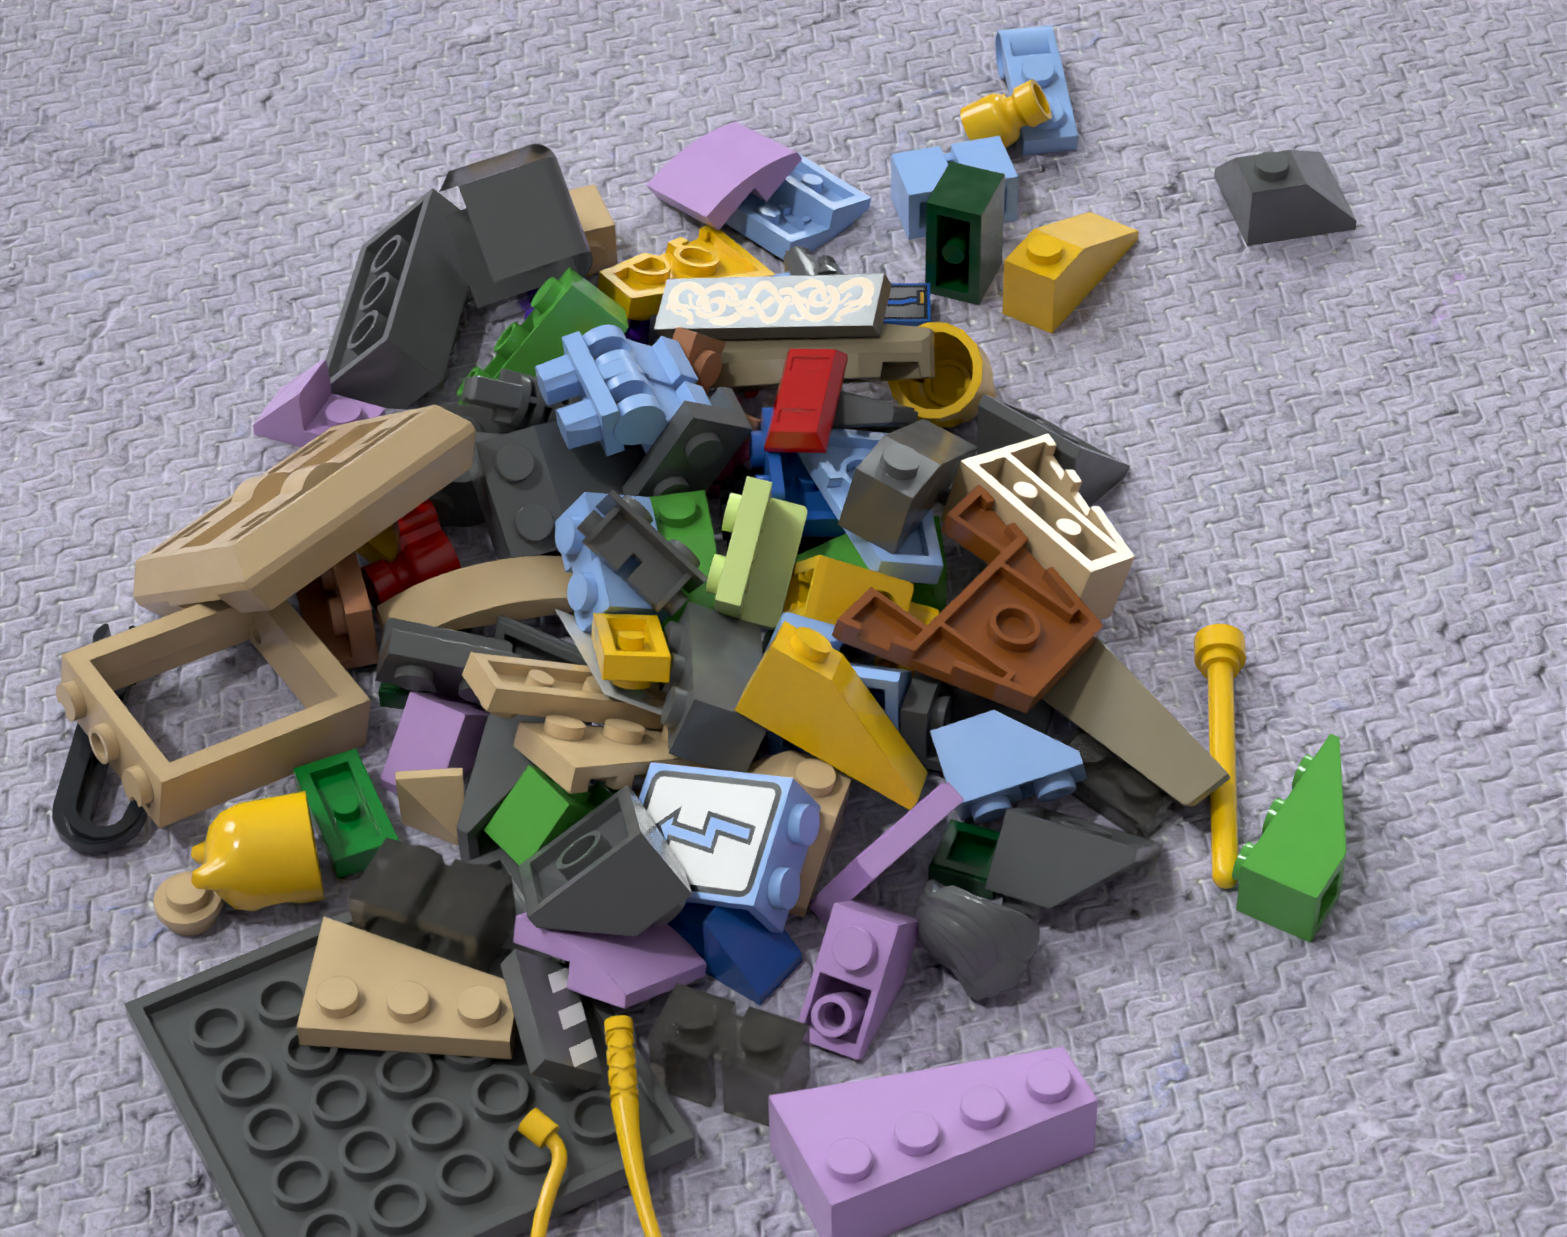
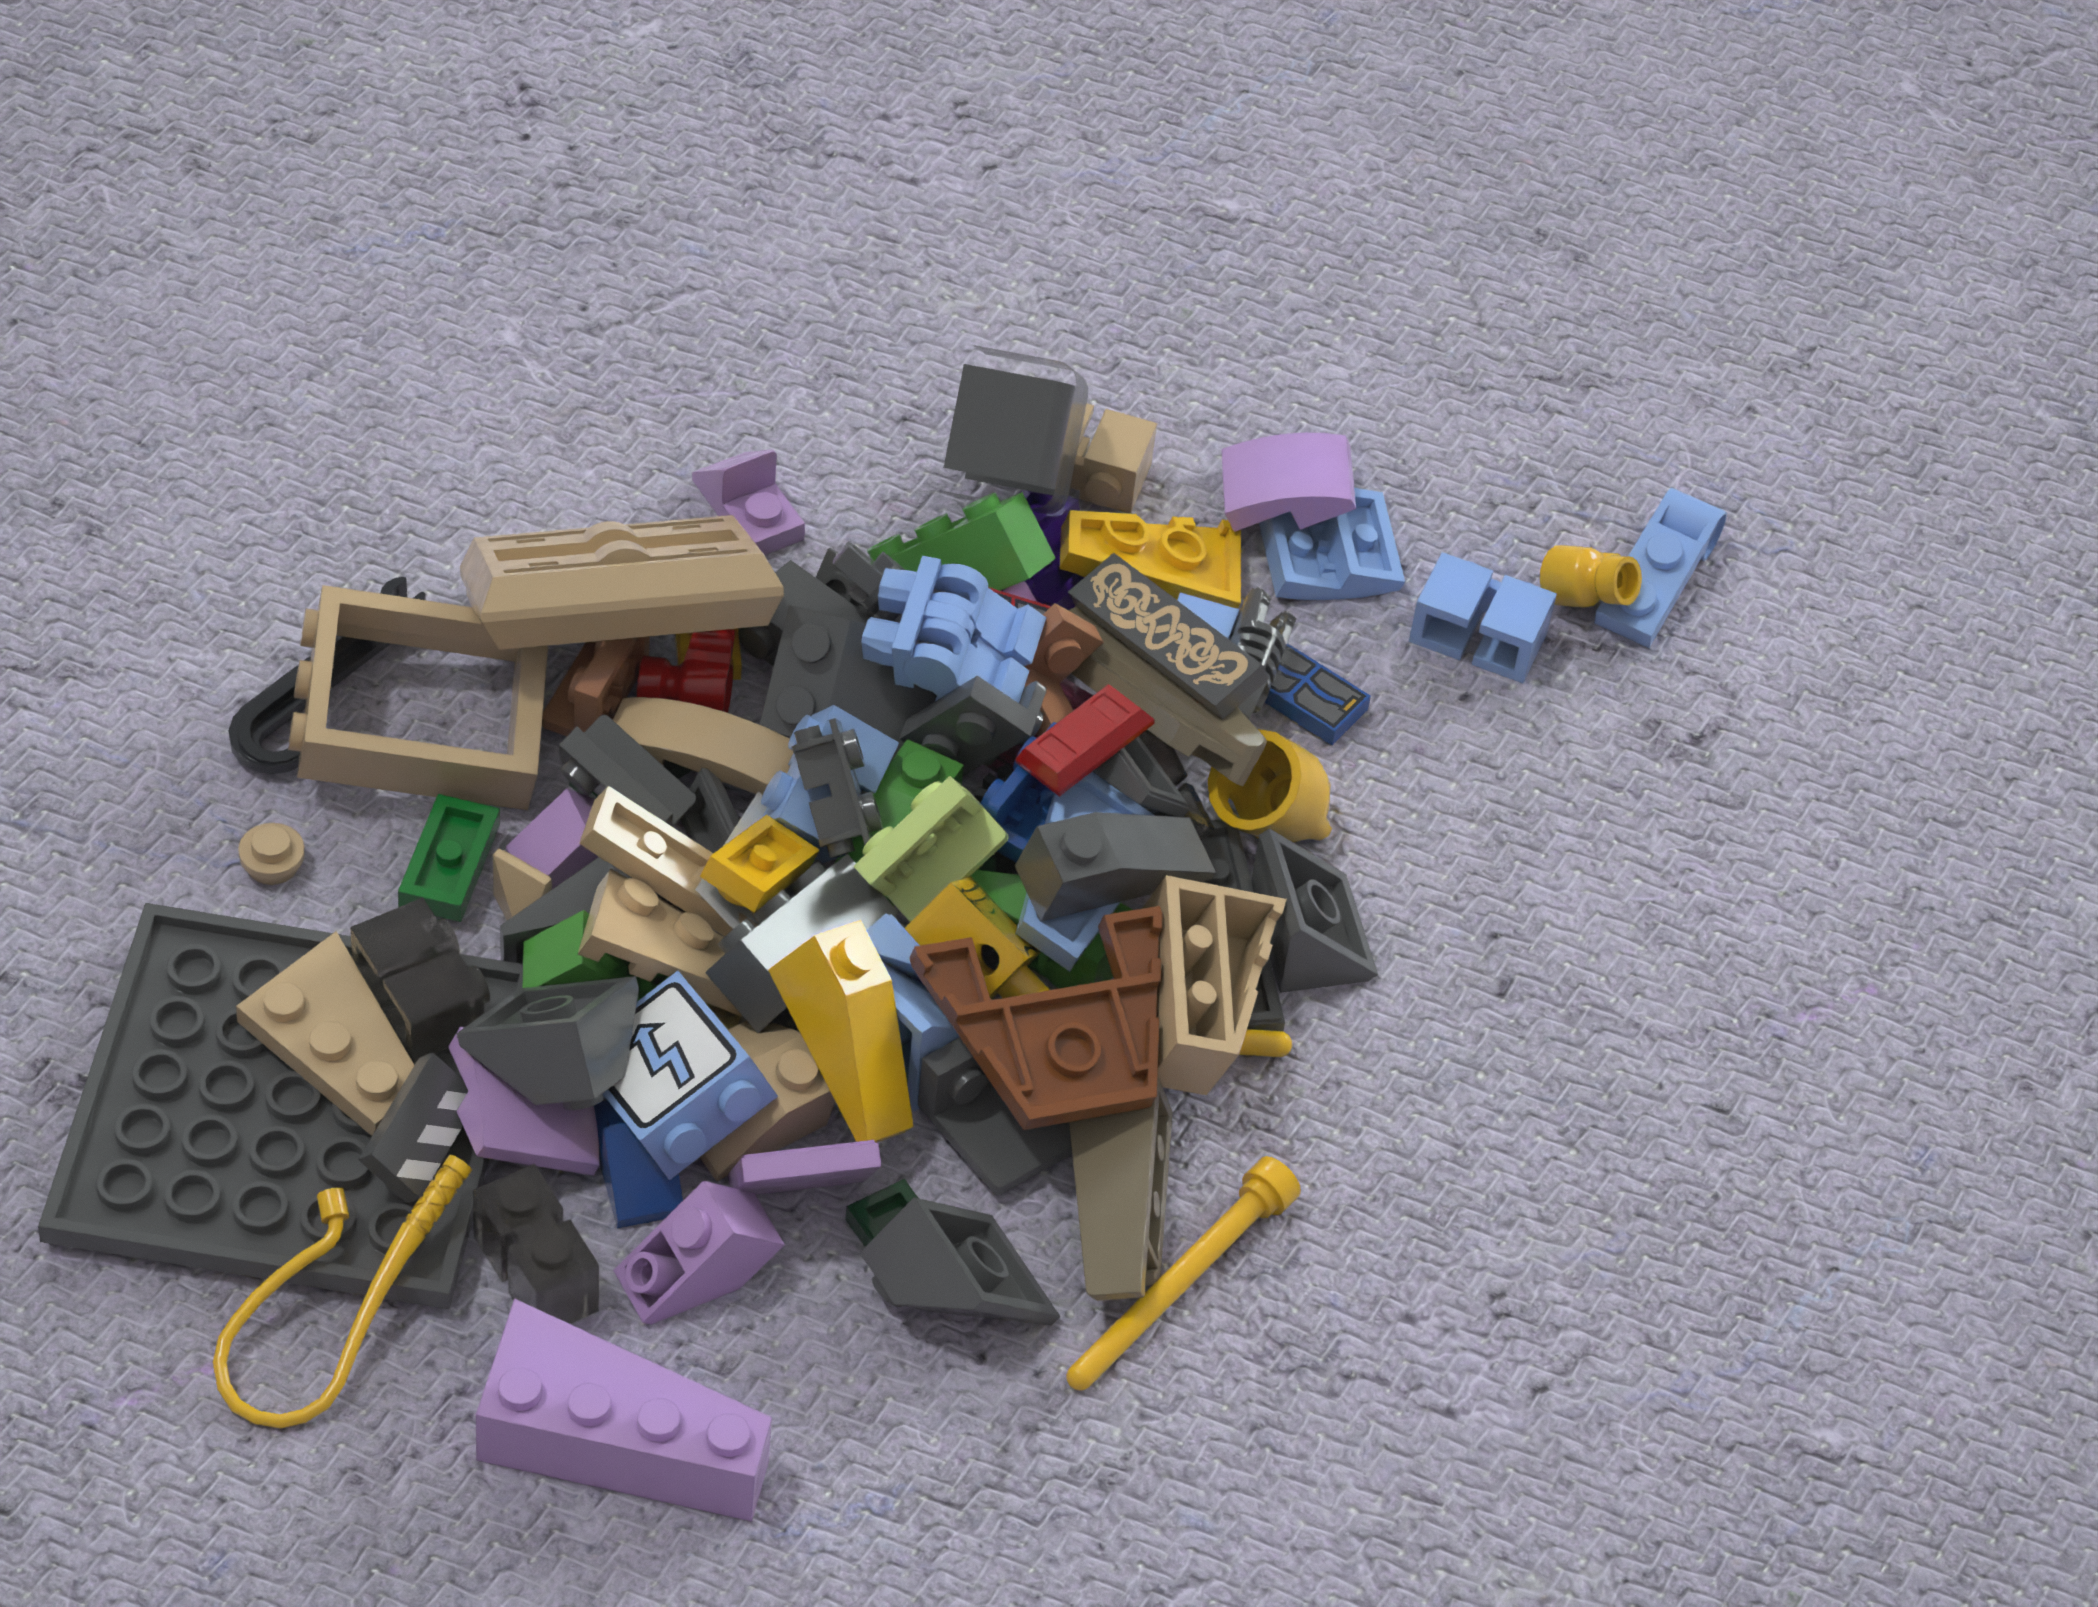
camera: 30 degrees right, 5 degrees up
(261, 854) = (348, 851): yellow piece -> none
(401, 310) = (883, 451): dark grey slope -> none
(964, 232) = (1428, 667): dark green brick -> none
(975, 938) = (810, 1287): dark grey hair -> none
(1003, 762) = (970, 1155): light blue slope -> none
(1060, 267) = (1507, 750): yellow slope -> none
(1120, 790) = (1058, 1237): clear smoke plate -> none
(1283, 196) = (1784, 812): dark grey slope -> none
(1300, 858) = (1147, 1402): bright green slope -> none

